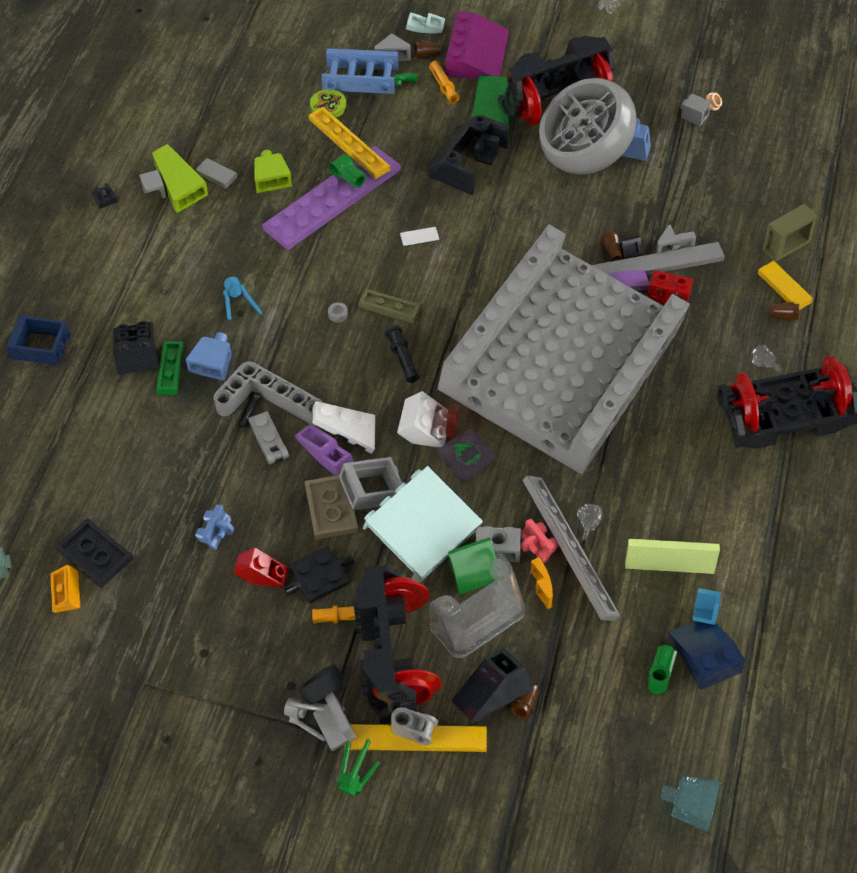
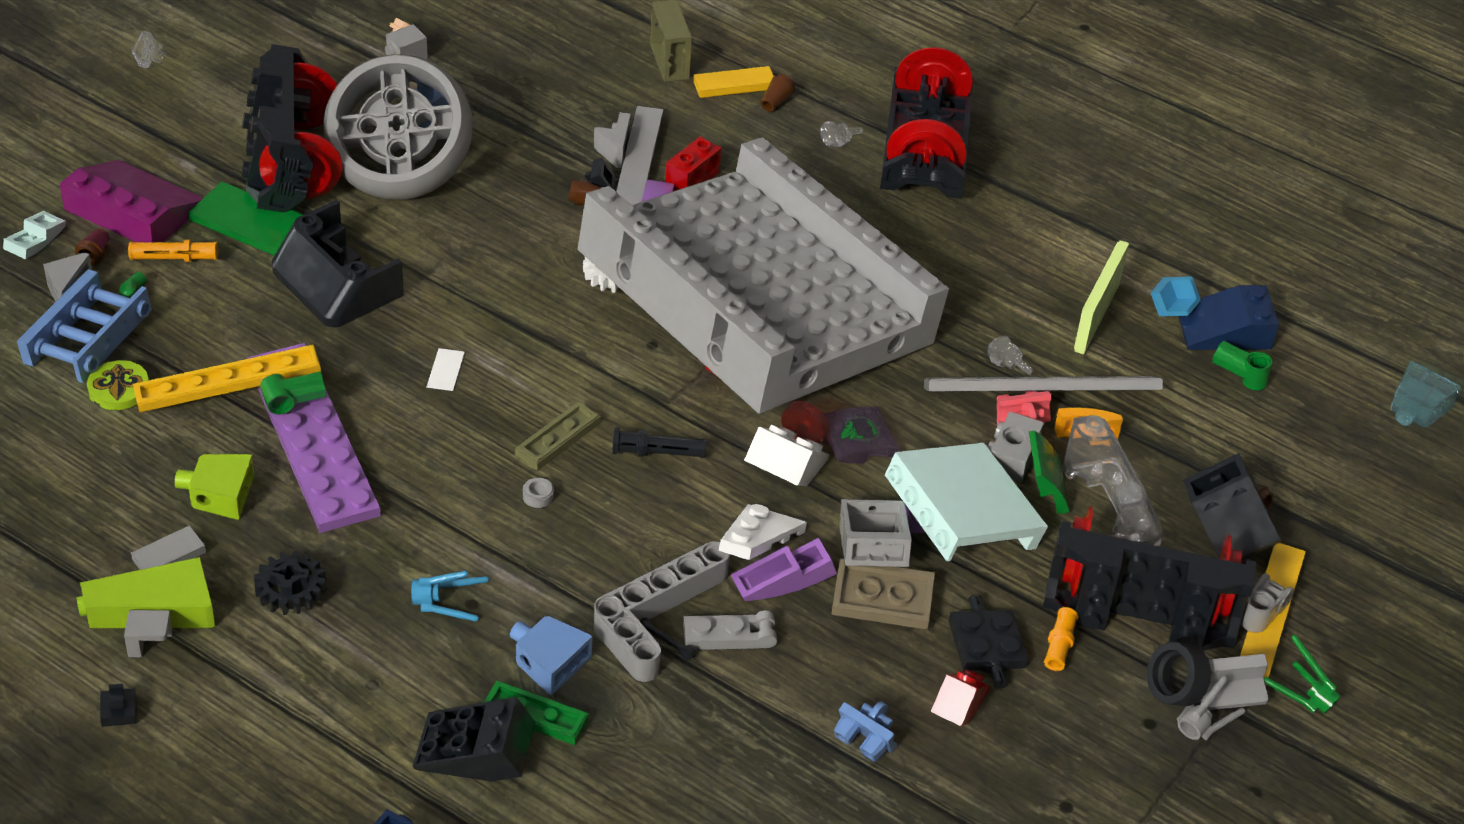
camera: 75 degrees left, 10 degrees down
(212, 228) = (290, 583): none -> black gear

